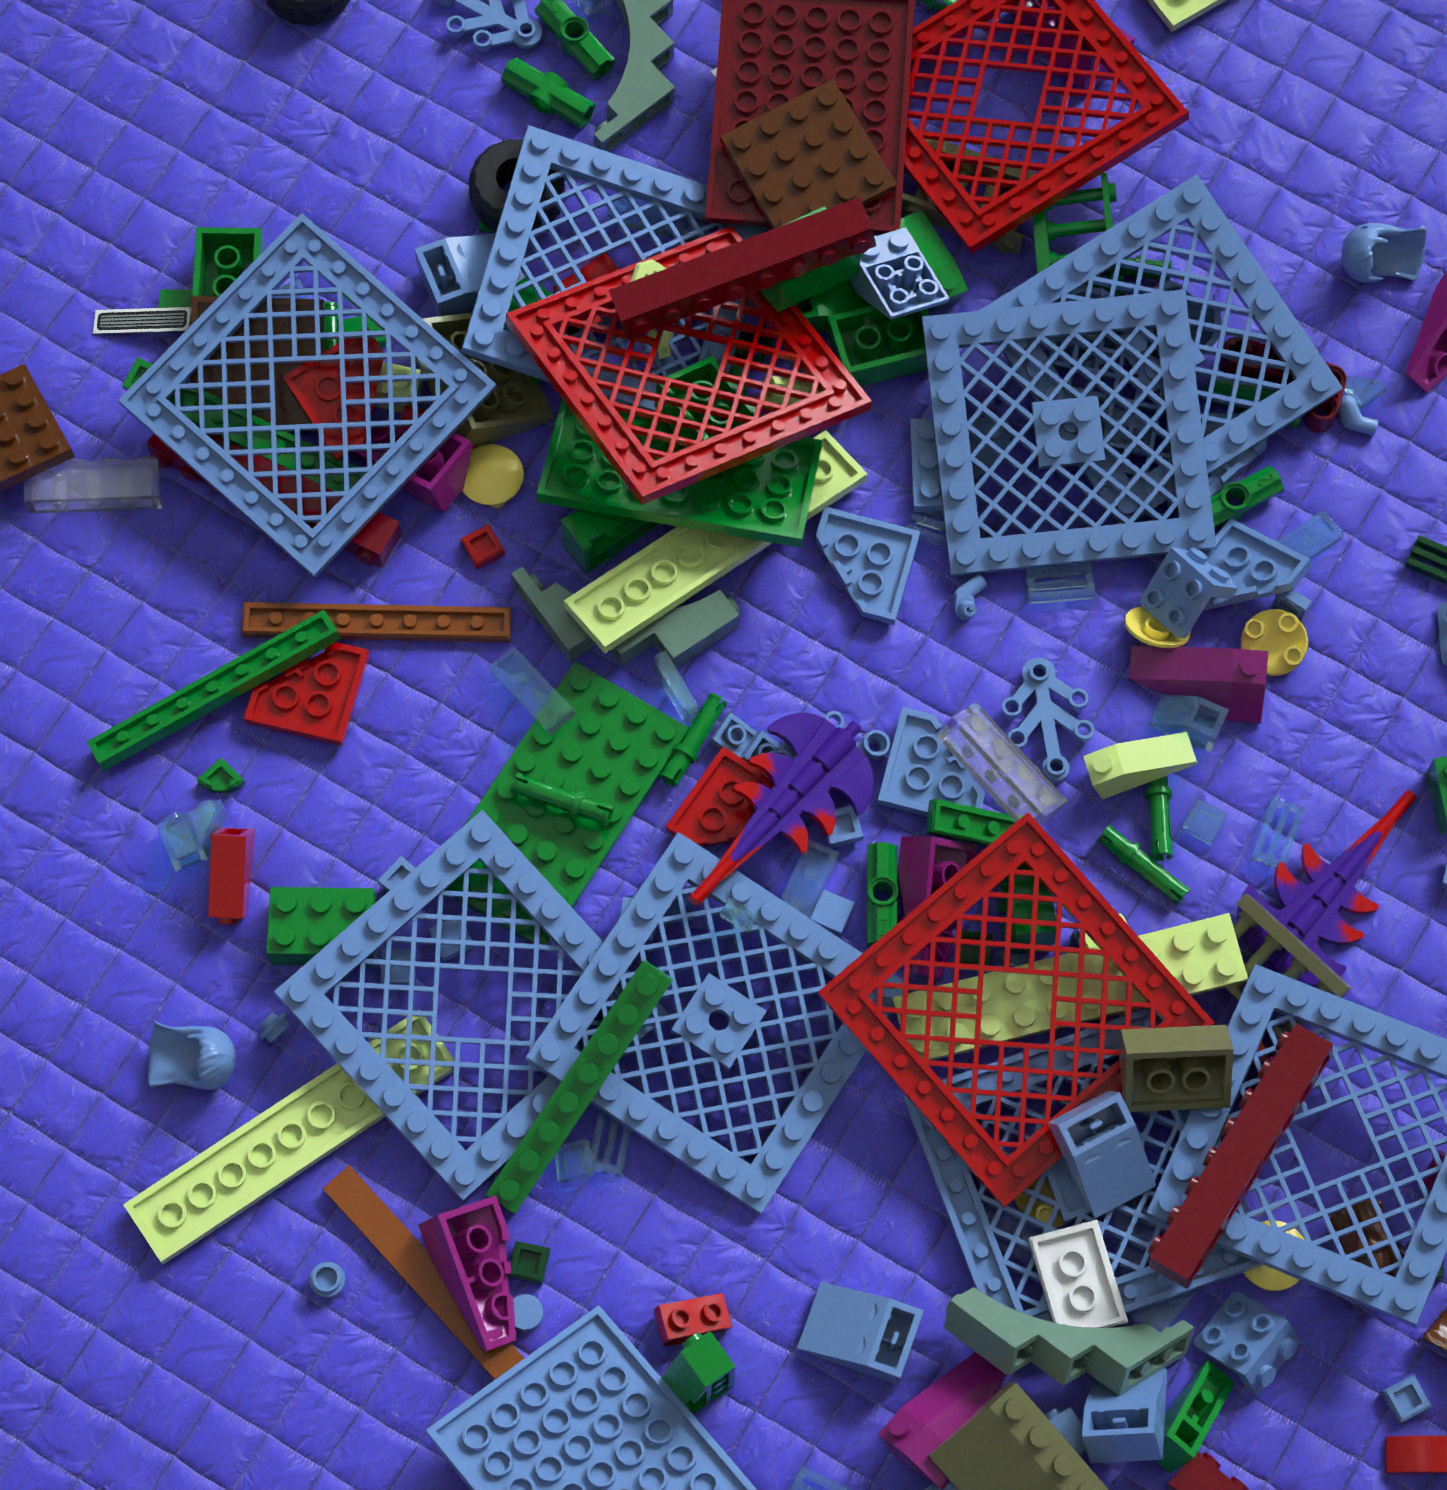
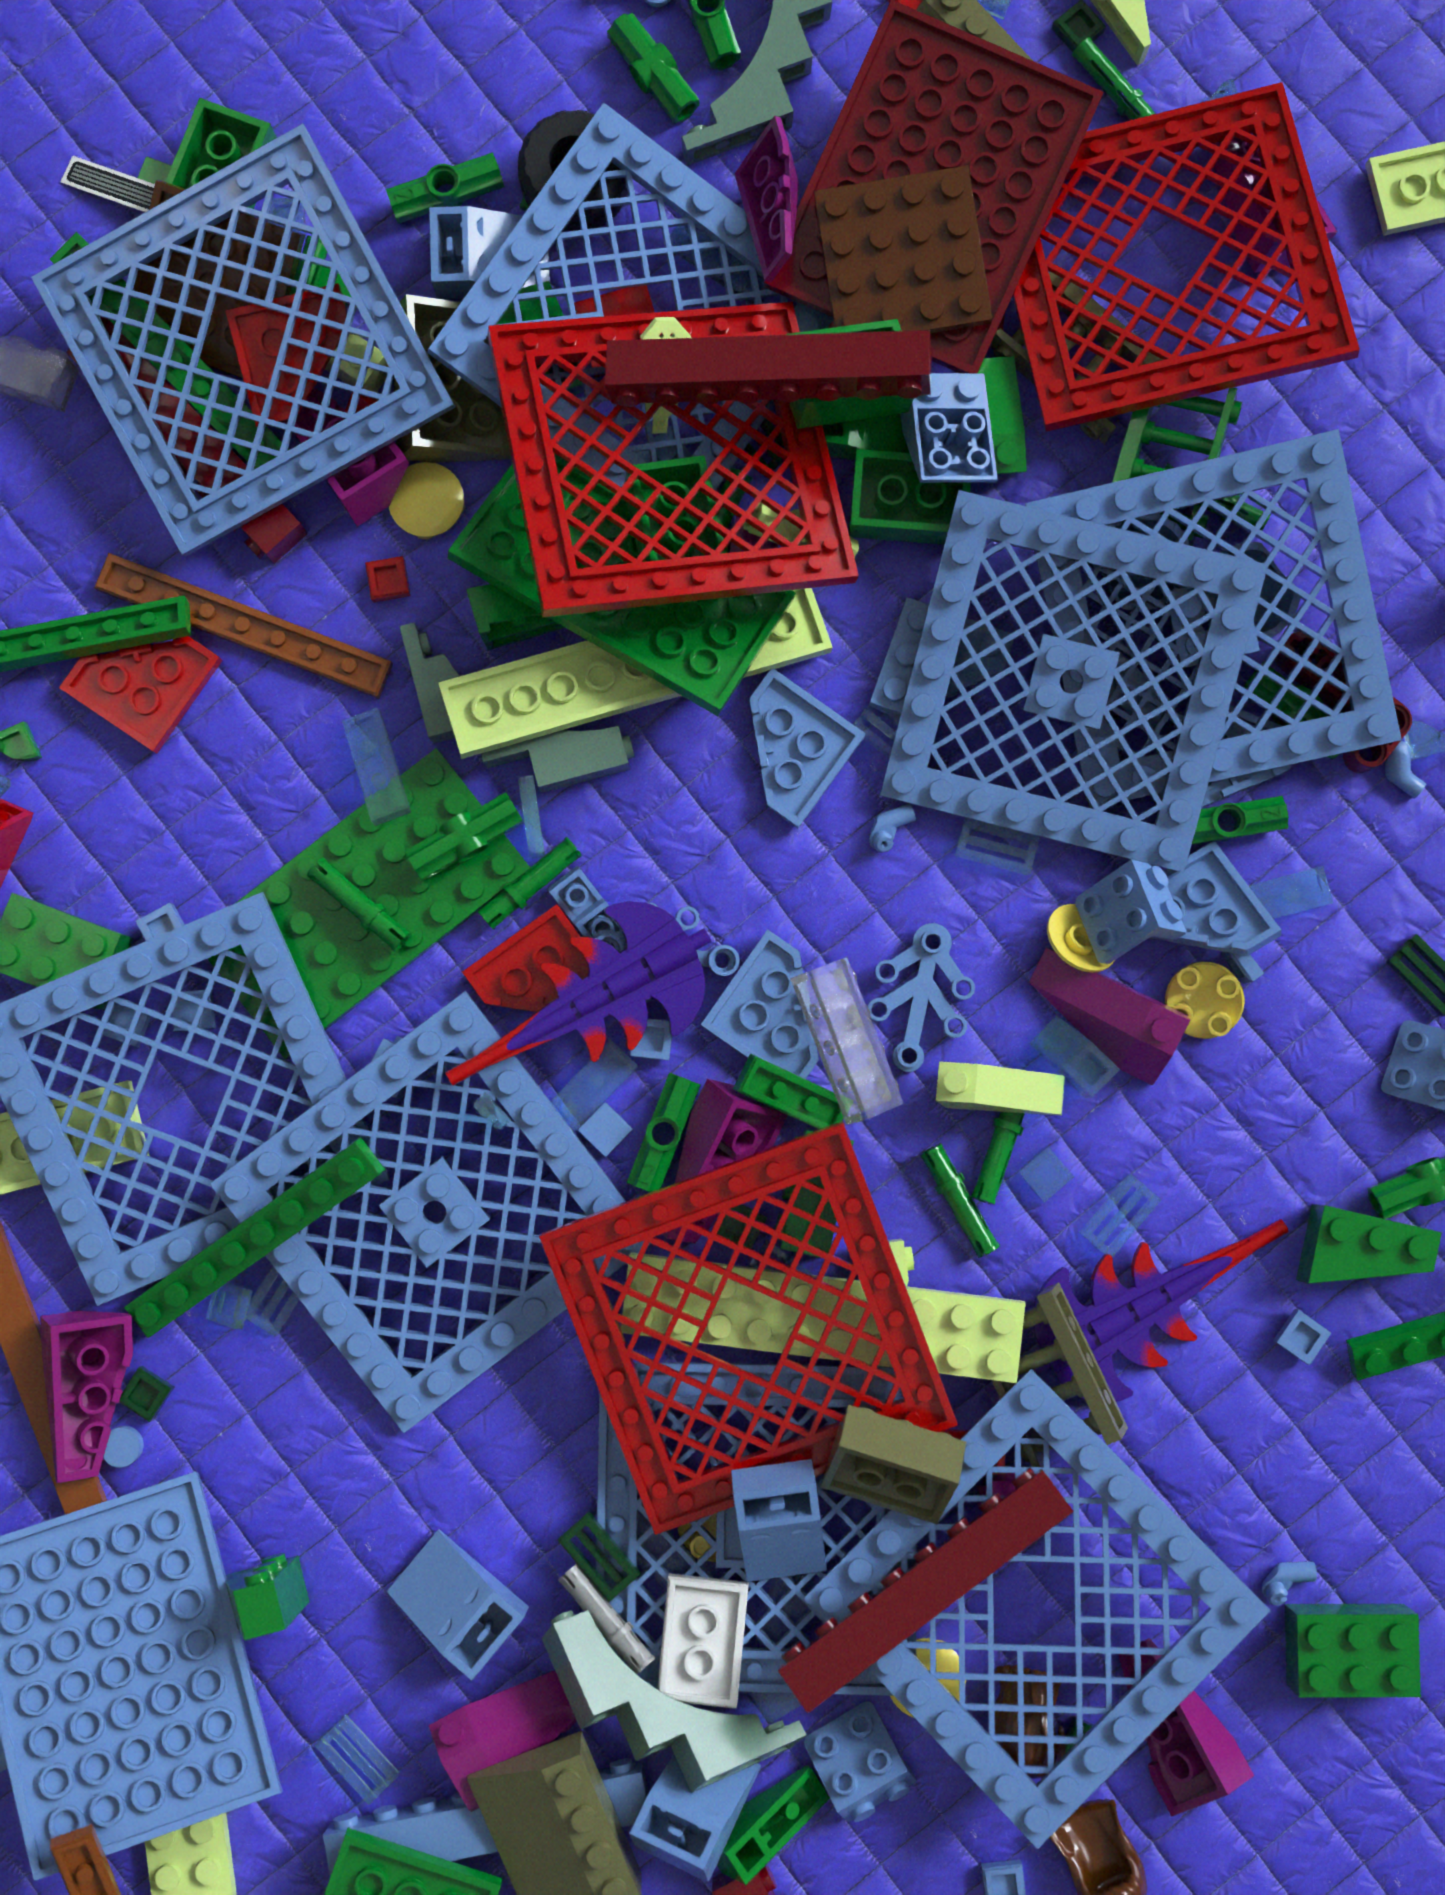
camera: 25 degrees right, 15 degrees up
(430, 222) = (468, 181): none -> green piece
(628, 716) = (464, 836): none -> green piece
(683, 153) = (770, 197): none -> magenta wedge
(685, 1318) = (288, 1521): red plate -> none
(956, 1257) = (621, 1582): none -> dark green tile
(1008, 1296) = (608, 1621): none -> light grey pin

